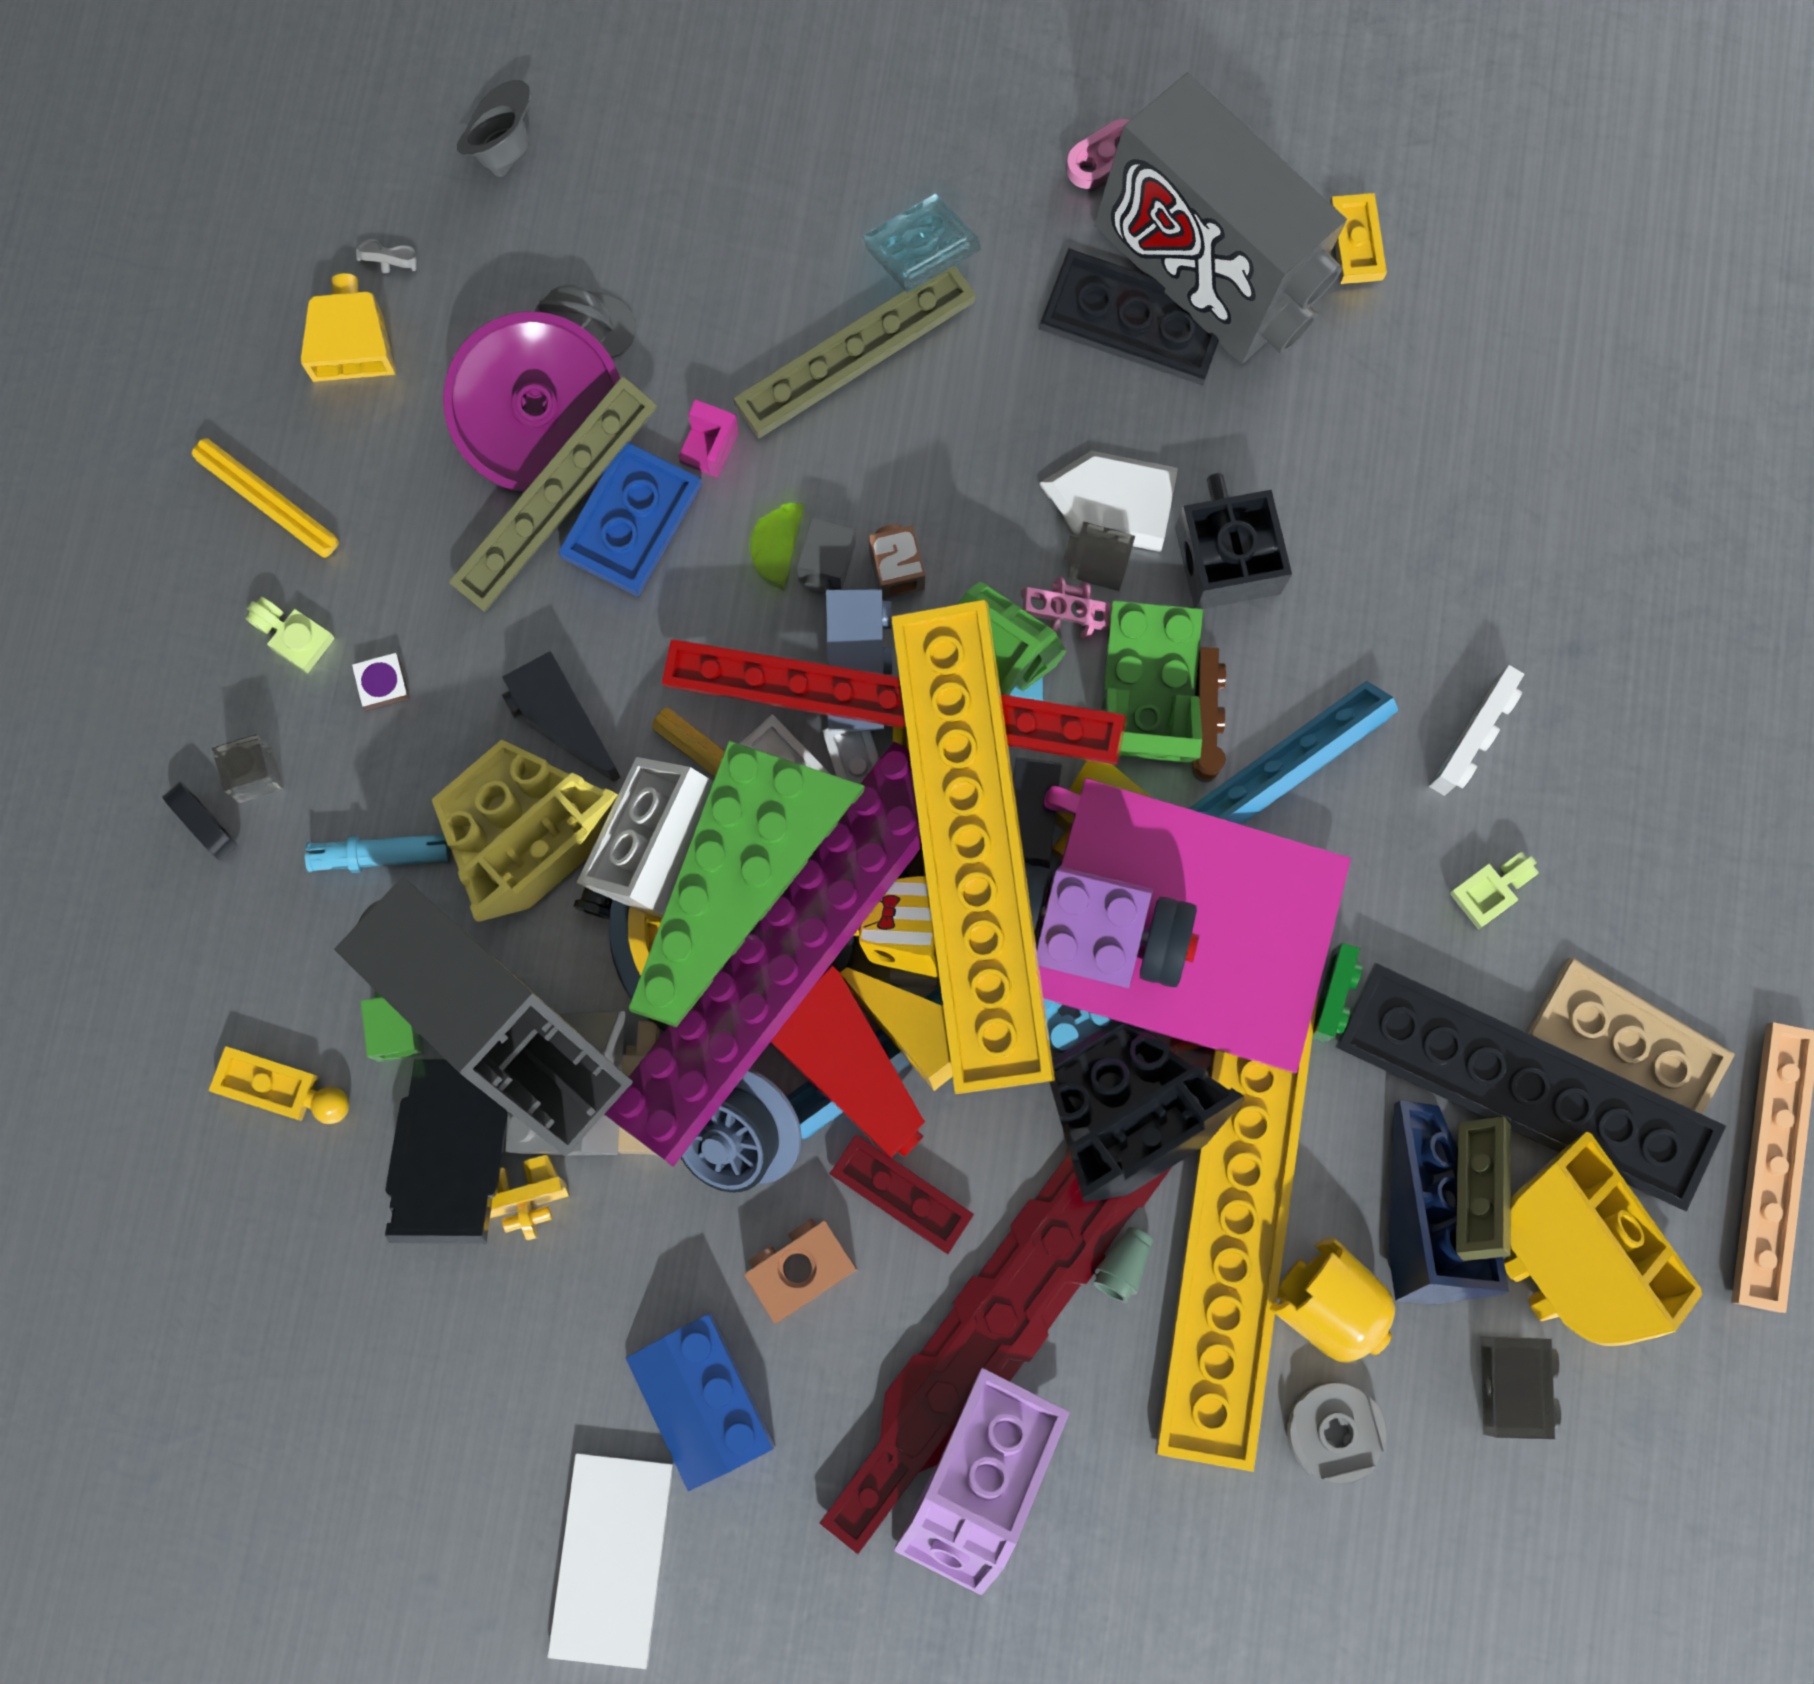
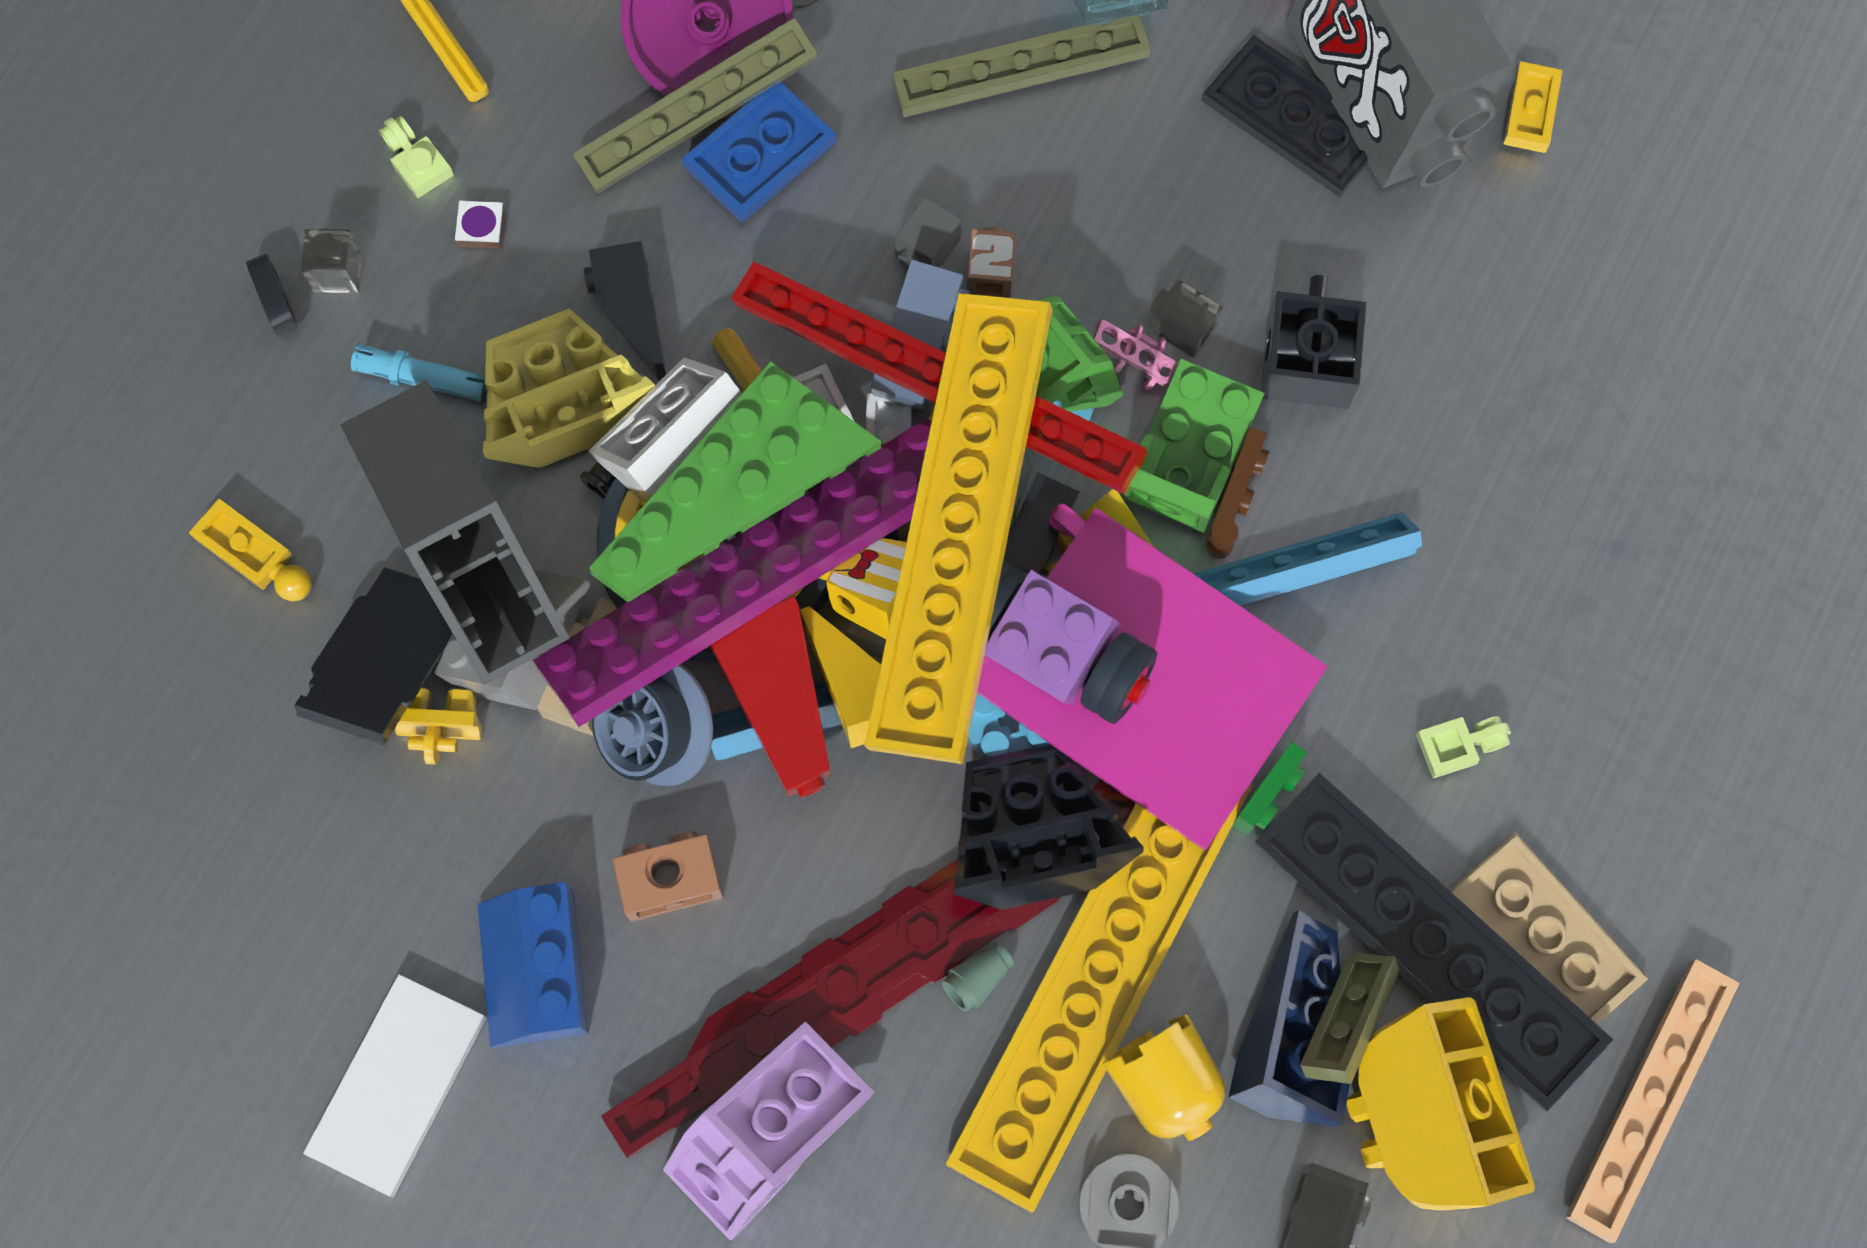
camera: 20 degrees right, 5 degrees down
(387, 1032) = (369, 534): bright green brick -> none
(709, 439) = (859, 103): dark pink panel -> none
(775, 543) = (885, 214): clear neon green tile -> none
(901, 1194) = (789, 839): dark red plate -> none
(1116, 495) = (1221, 268): white tile -> none
(1479, 731) = (1495, 592): white plate -> none

